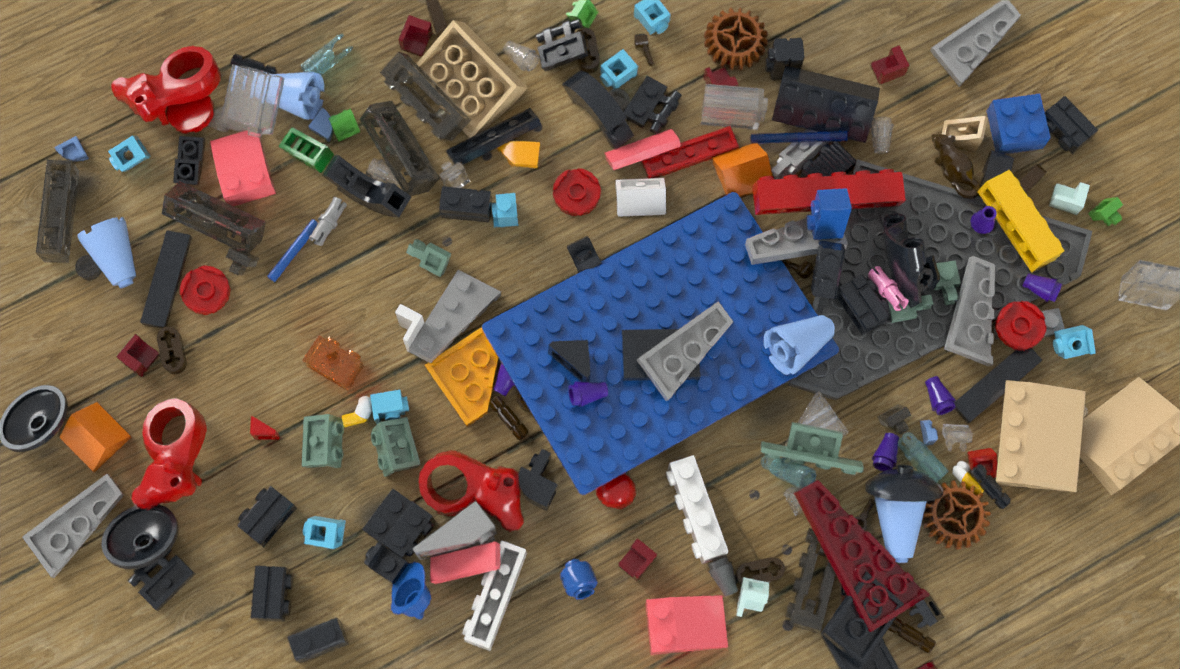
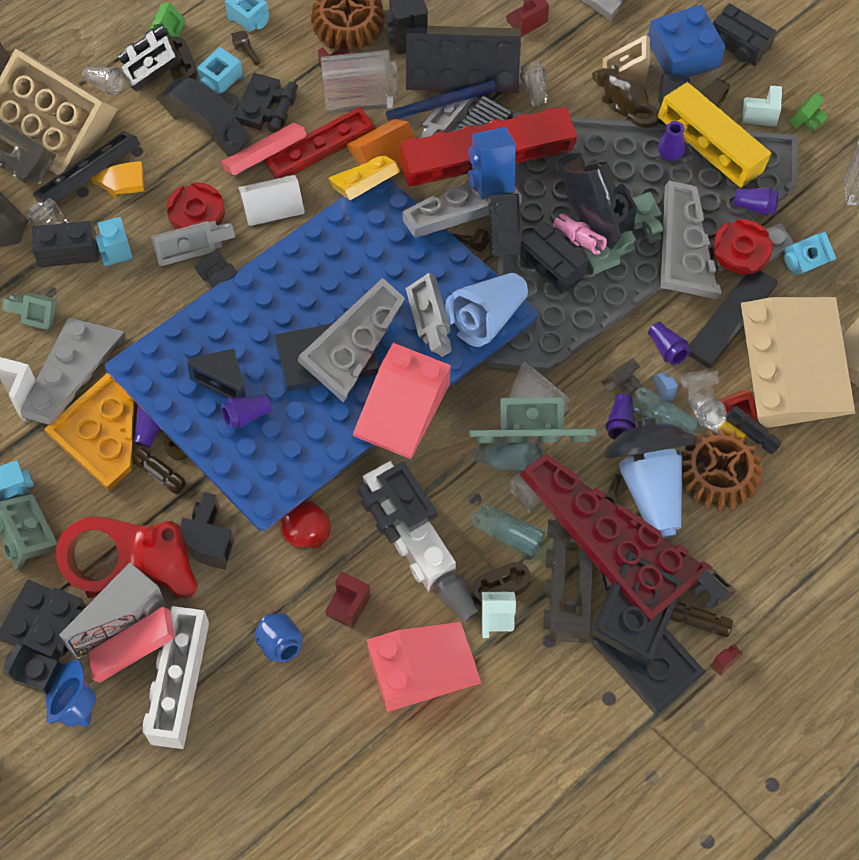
camera: 10 degrees left, 10 degrees down
(568, 223) = (190, 241): none -> light grey hinge
(700, 493) = (405, 496): none -> black plate
(713, 411) = (403, 400): none -> coral slope
(720, 197) = (363, 177): none -> yellow wing
(750, 337) = (430, 314): none -> light grey hinge
(775, 528) = (509, 529): none -> clear light blue piece
(957, 465) = (707, 410): none -> clear cone

